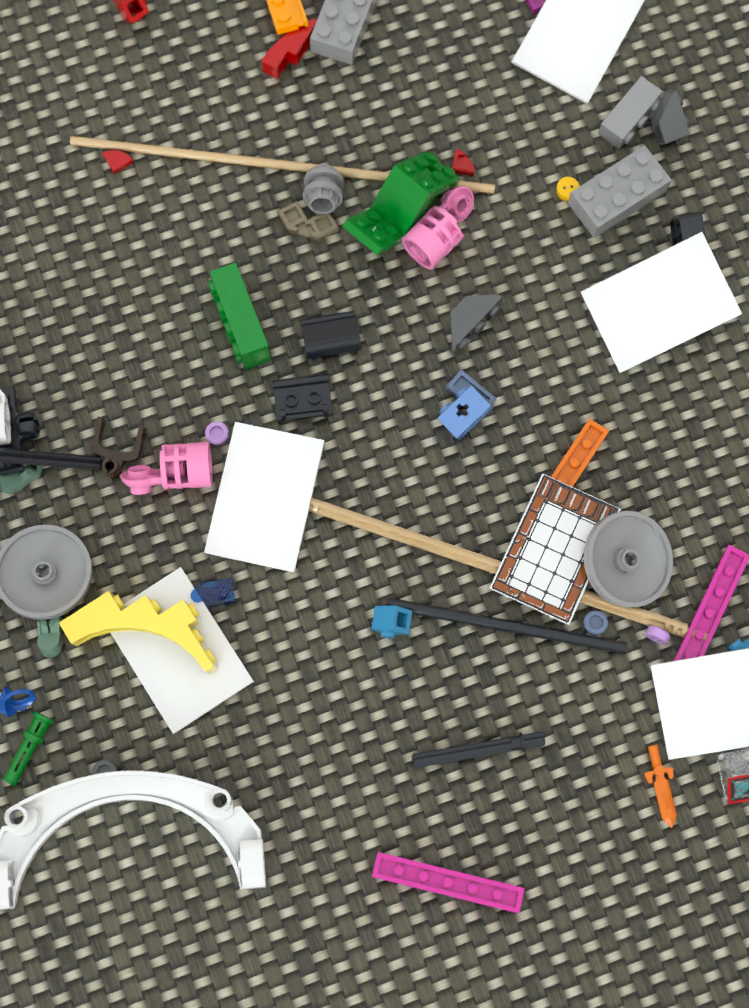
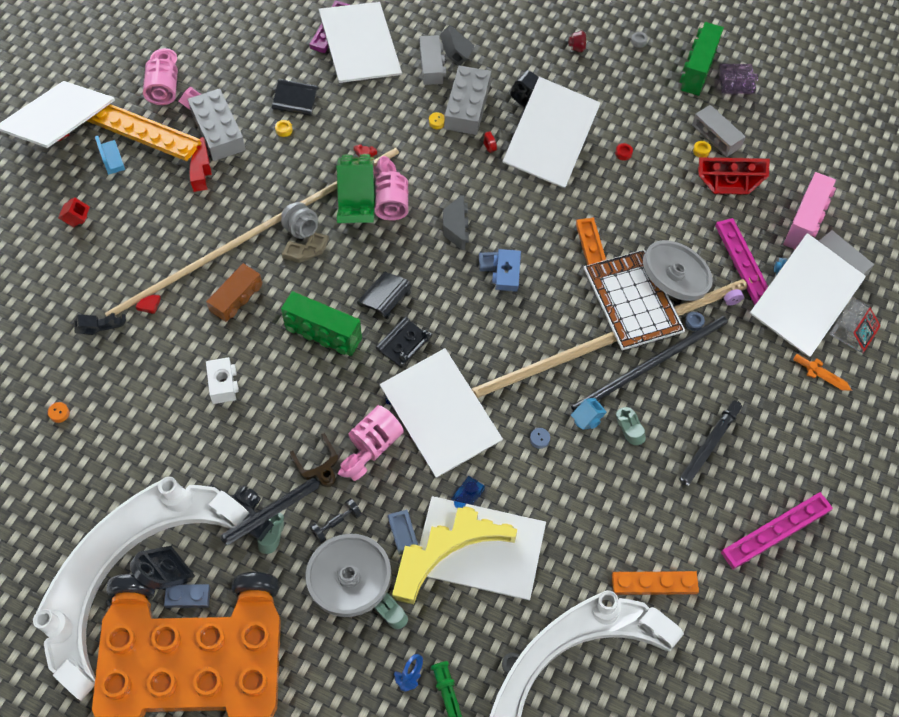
camera: 45 degrees left, 15 degrees down
(51, 141) = (92, 324): none -> black piece
(57, 510) = (353, 509): none -> black wheel
(108, 281) = (219, 370): none -> white brick
(128, 575) = (402, 530): none -> sand blue tile
(198, 214) = (234, 292): none -> dark orange brick
(217, 433) = (371, 402): lavender tile -> none
(292, 822) = (655, 583): none -> orange plate
(329, 601) = (540, 438): none -> sand blue tile
(409, 70) = (283, 128): none -> yellow tile
(424, 656) = (631, 426): none -> sand green piece
(451, 43) = (294, 97): none -> black piece
(592, 260) = (489, 142): none -> red tile
(722, 385) = (624, 151): none -> red tile

